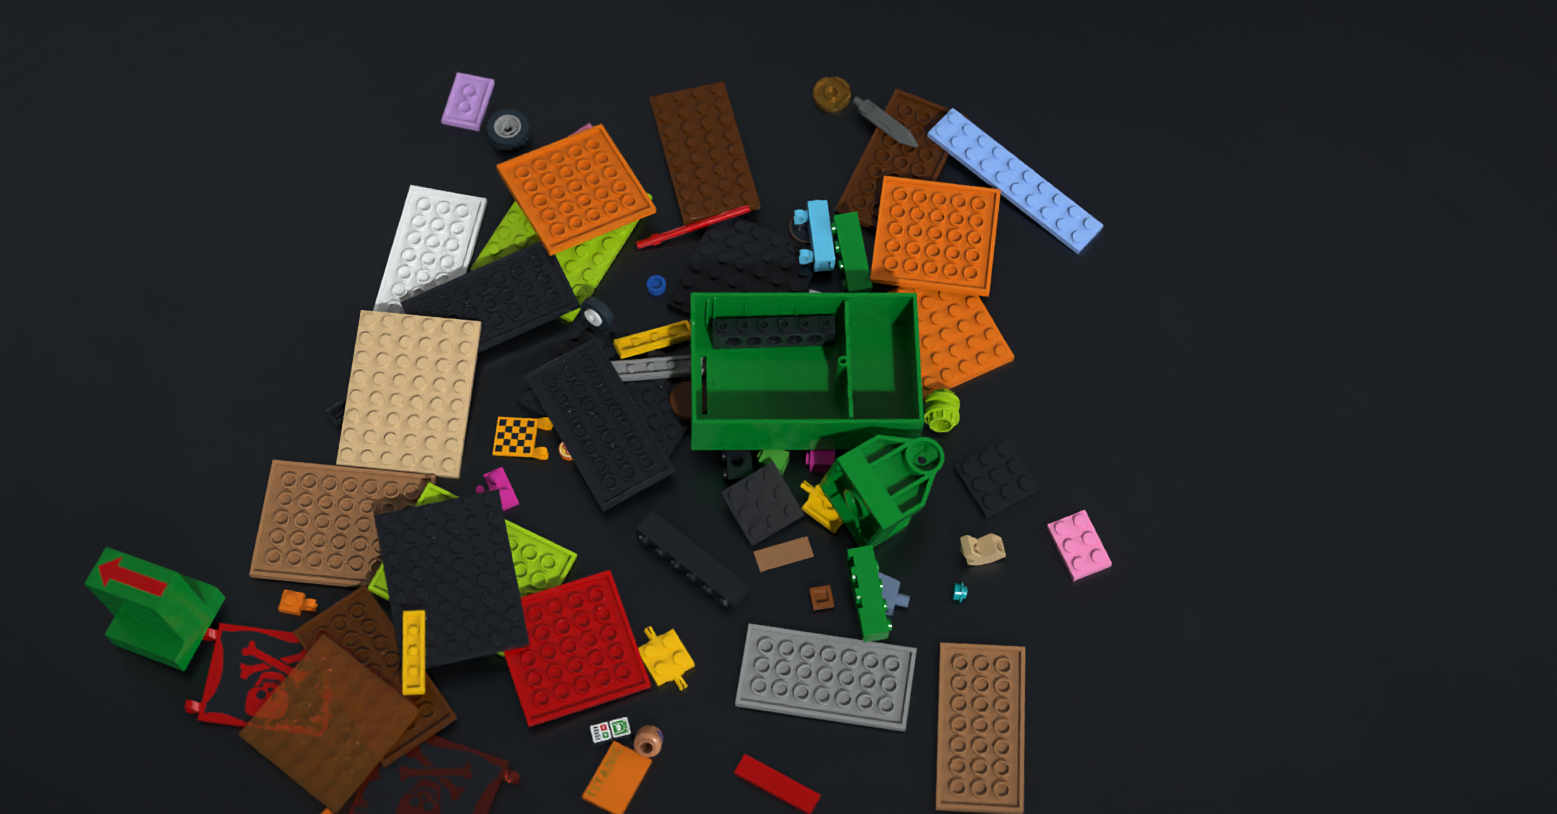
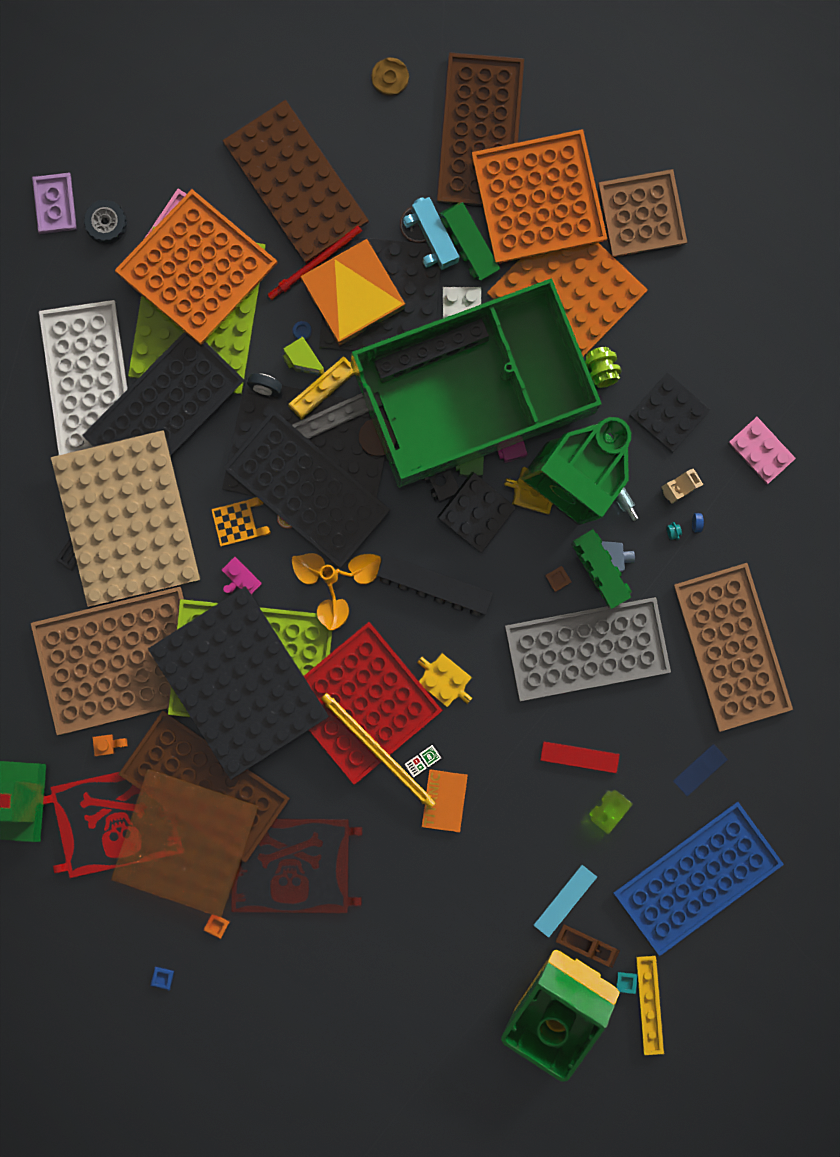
camera: 25 degrees left, 20 degrees up
(413, 652) = (235, 762): yellow tile -> none
(568, 702) = (380, 753): none -> yellow piece
(570, 503) = (311, 566): none -> light orange plant
(644, 303) = (302, 358): none -> lime slope
(648, 741) = (460, 761): nougat head -> none
(719, 257) = (353, 292): none -> tile
(783, 554) = (510, 548): medium nougat sticker -> none
(885, 122) = (452, 93): dark grey piece -> none
(918, 546) = (626, 503): none -> clear light blue piece
(987, 591) = (697, 522): none -> blue tile
(1016, 180) = (590, 111): light blue plate -> none
(1034, 286) = (642, 213): none -> medium nougat plate

